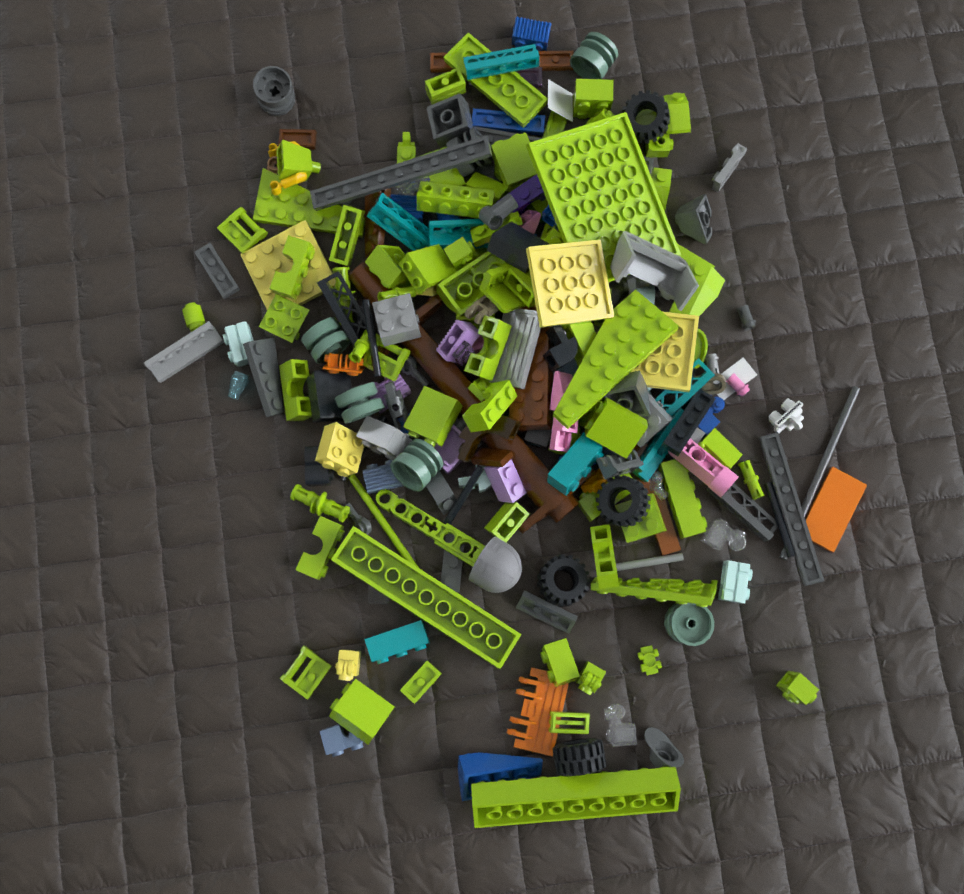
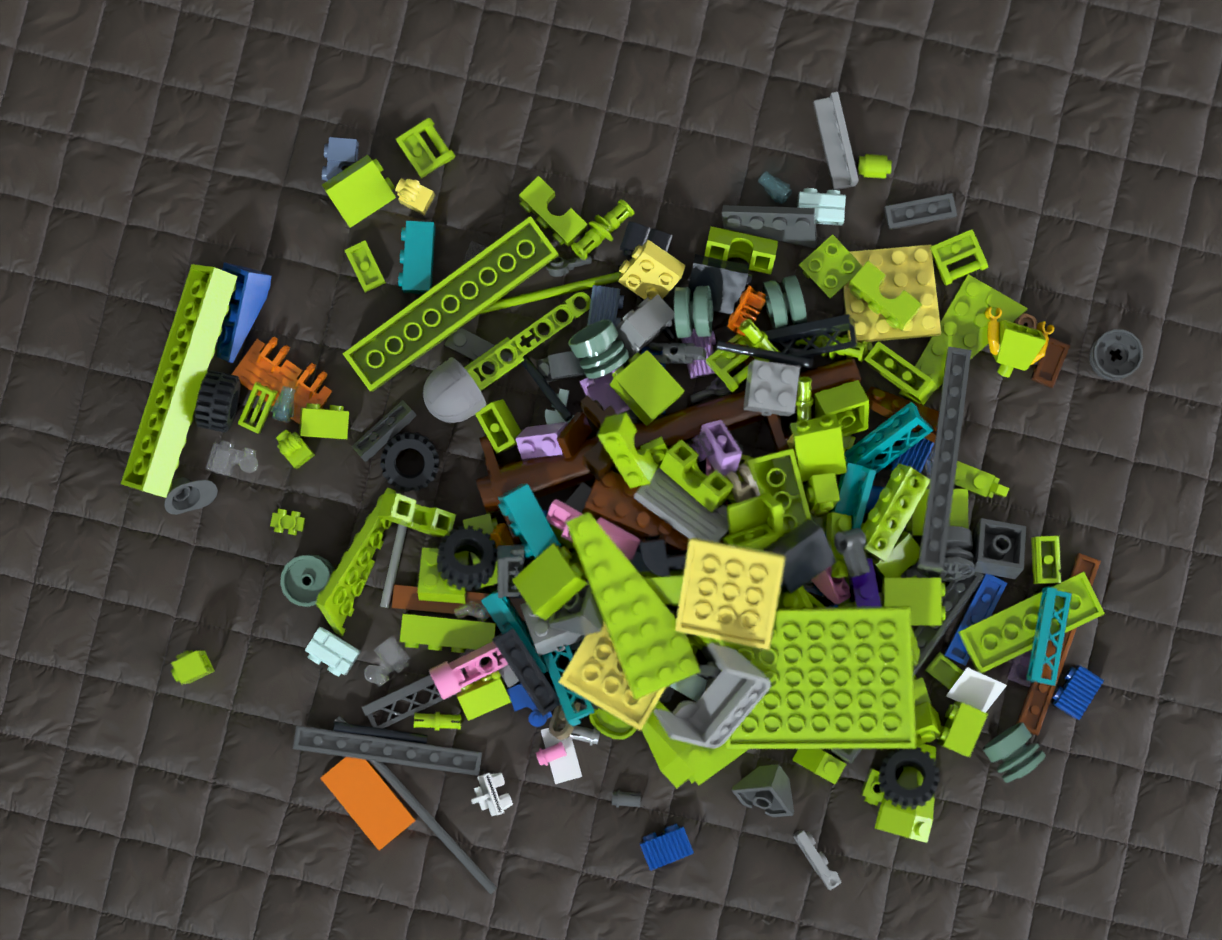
camera: 110 degrees right, 5 degrees up
(559, 700) = (284, 405): none -> clear light blue cone
(768, 274) = (666, 847): none -> blue brick

